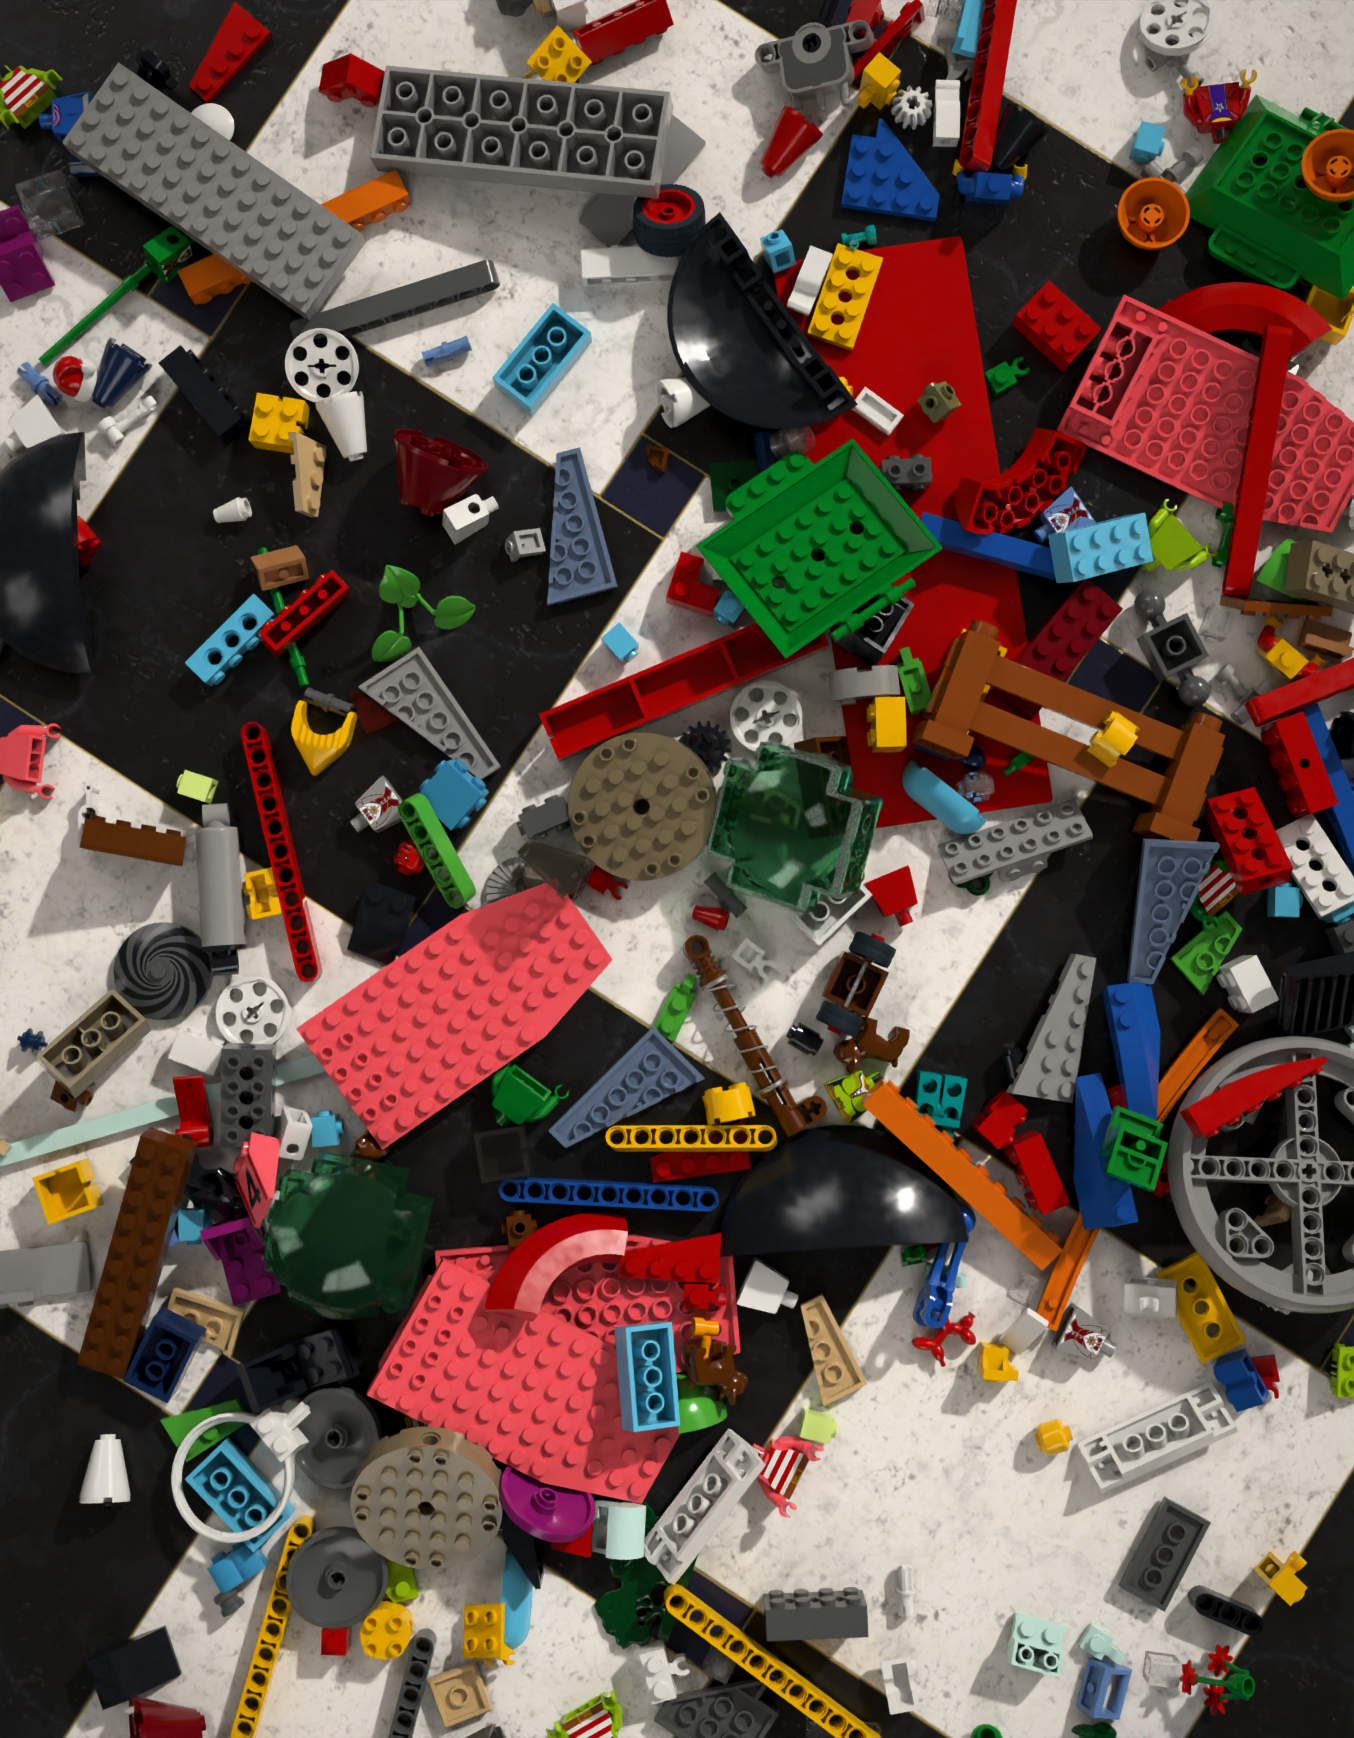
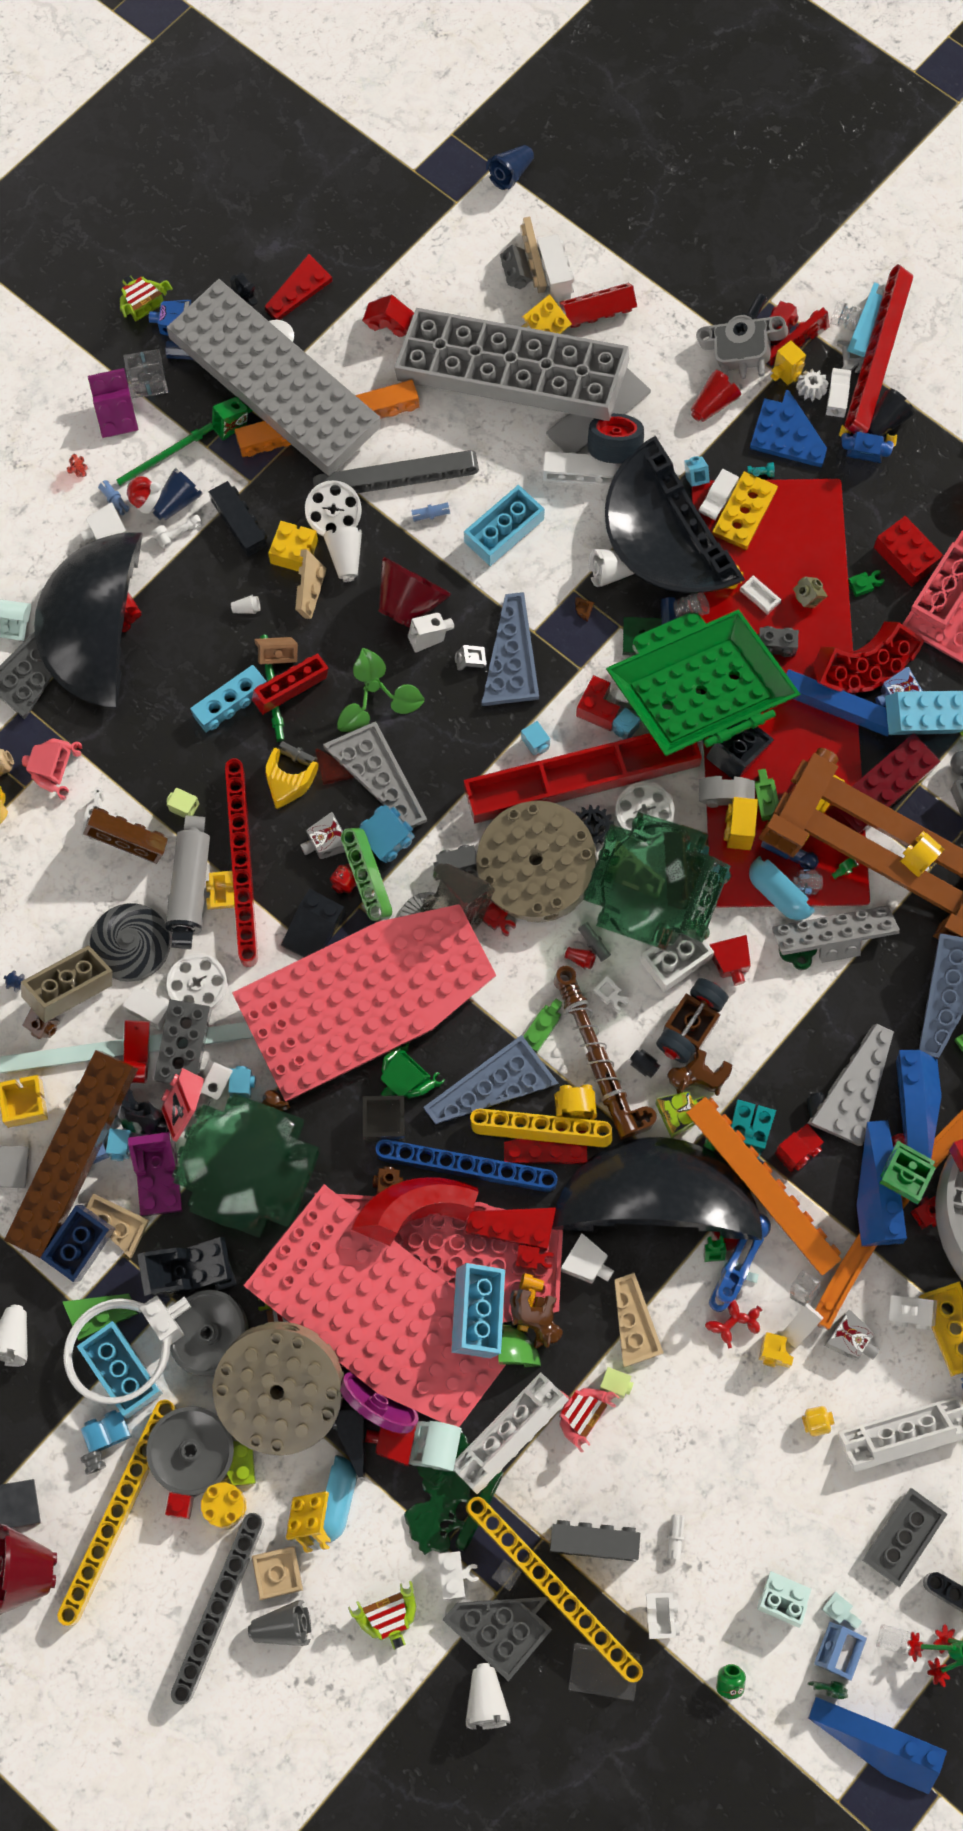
camera: 10 degrees right, 15 degrees down
(1036, 1173) = (825, 1193): red brick -> none

